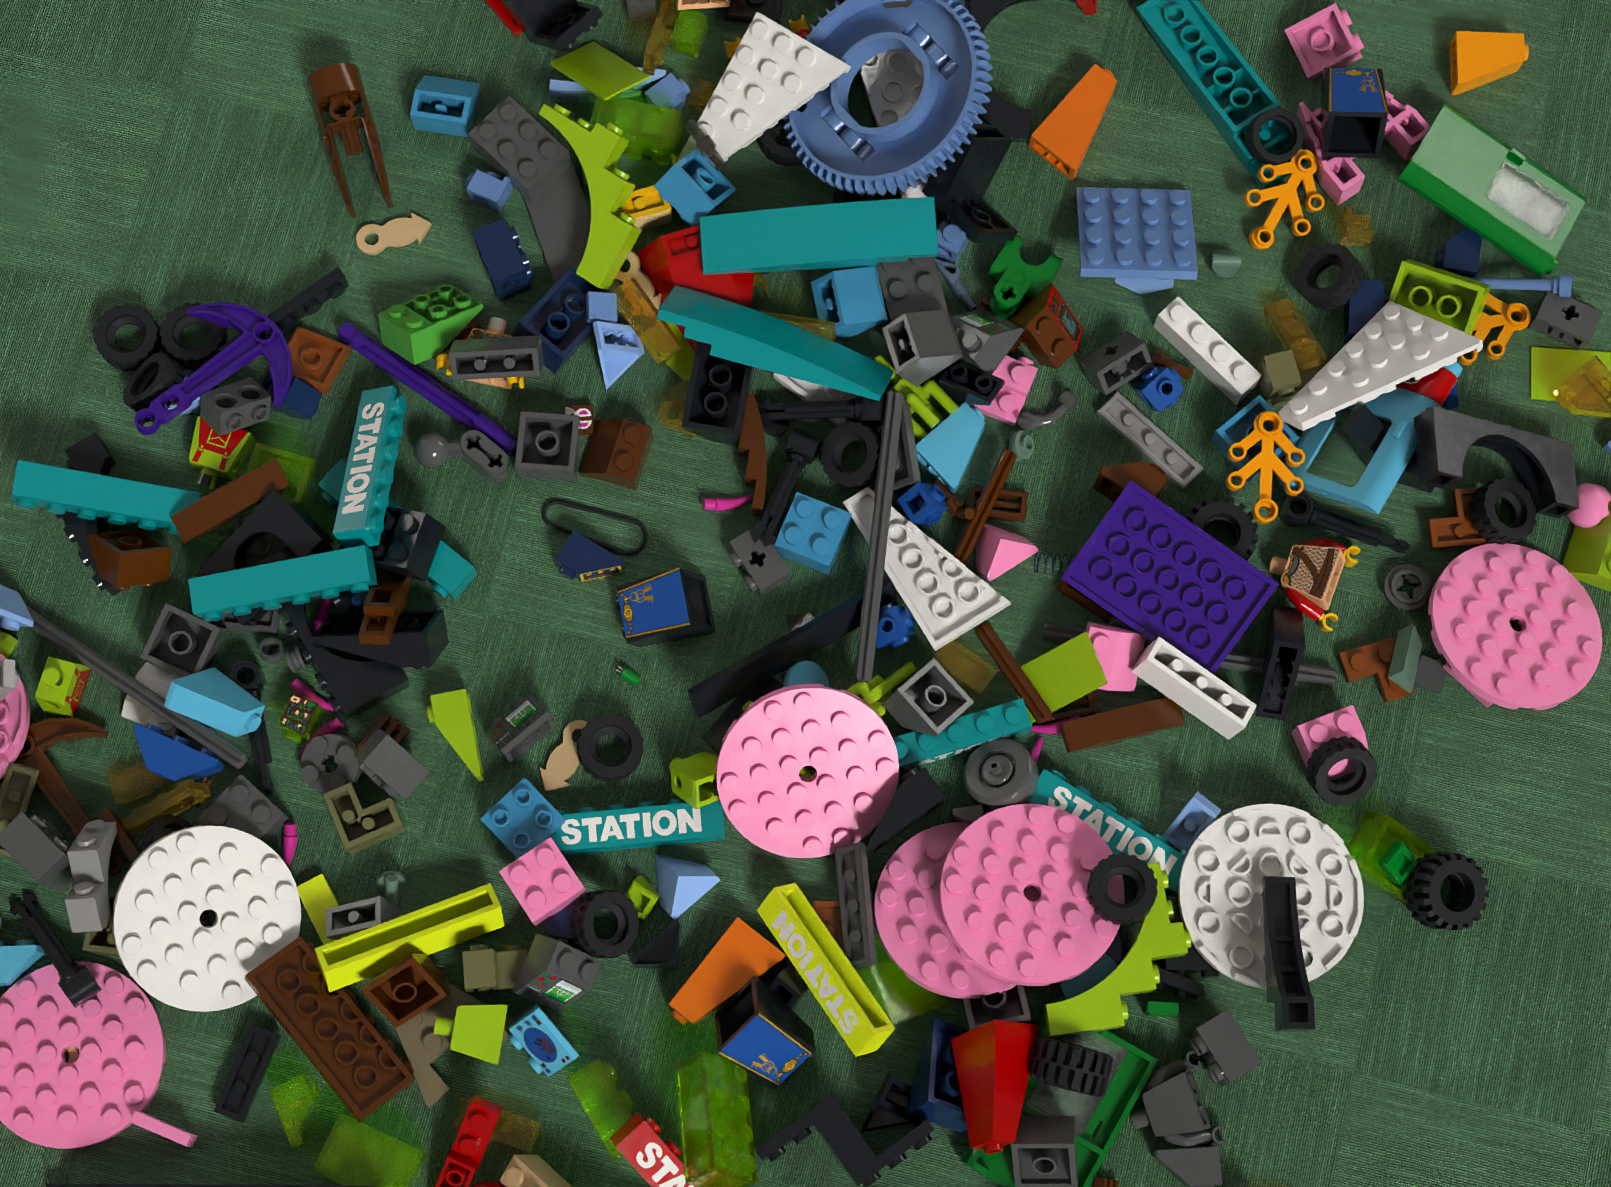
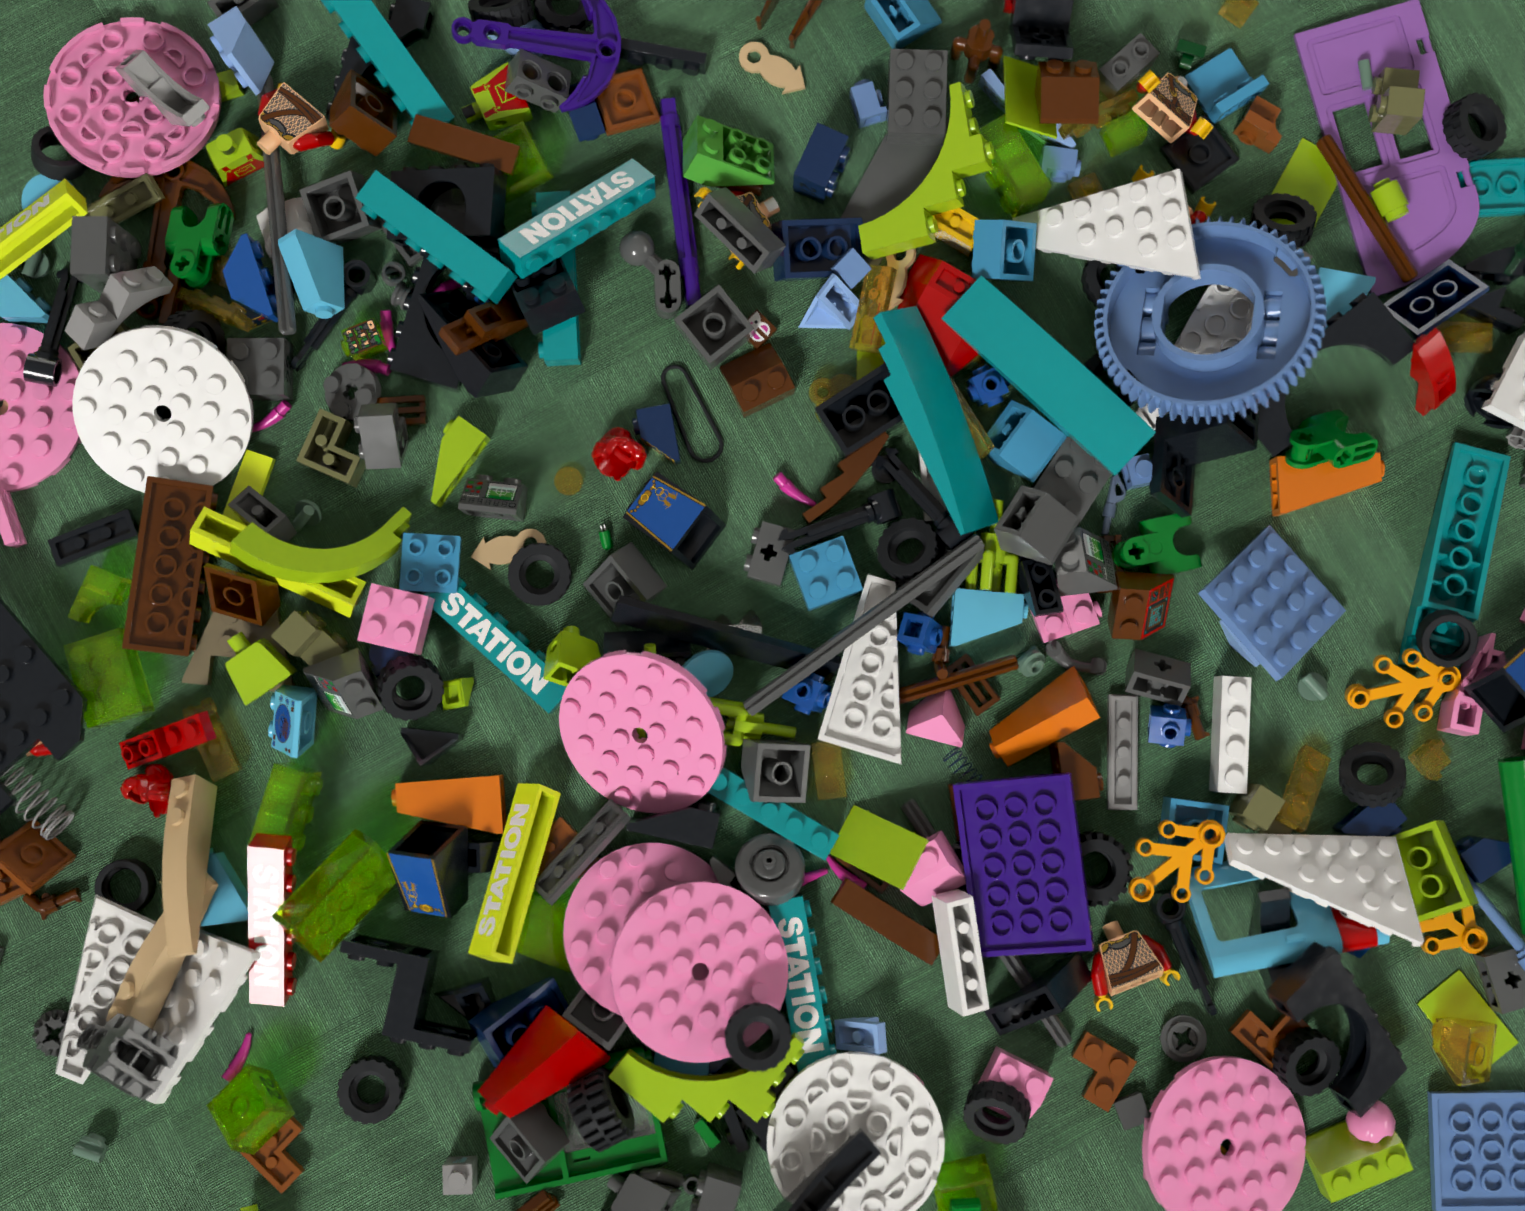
camera: 50 degrees right, 10 degrees up
(83, 615) = (293, 123): none -> torso
(102, 777) = (197, 245): none -> green piece
(438, 908) = (319, 565): none -> lime arch
(527, 74) = (977, 49): none -> reddish brown plant
(558, 663) = (568, 481): none -> clear yellow piece
(574, 604) = (618, 453): none -> red hair
(624, 39) = (1067, 92): none -> reddish brown slope
(668, 687) = (626, 575): none -> dark grey slope
(681, 883) = (491, 713): light blue slope -> none
(705, 144) = (1043, 227): clear smoke bar -> none
(781, 299) = (980, 393): none -> blue brick
(1013, 673) = (854, 810): reddish brown axle -> none
(1049, 92) = (1324, 440): none -> green piece
(1072, 470) = (1044, 718): none -> orange slope
(1405, 658) = (1126, 1085): sand green slope -> none

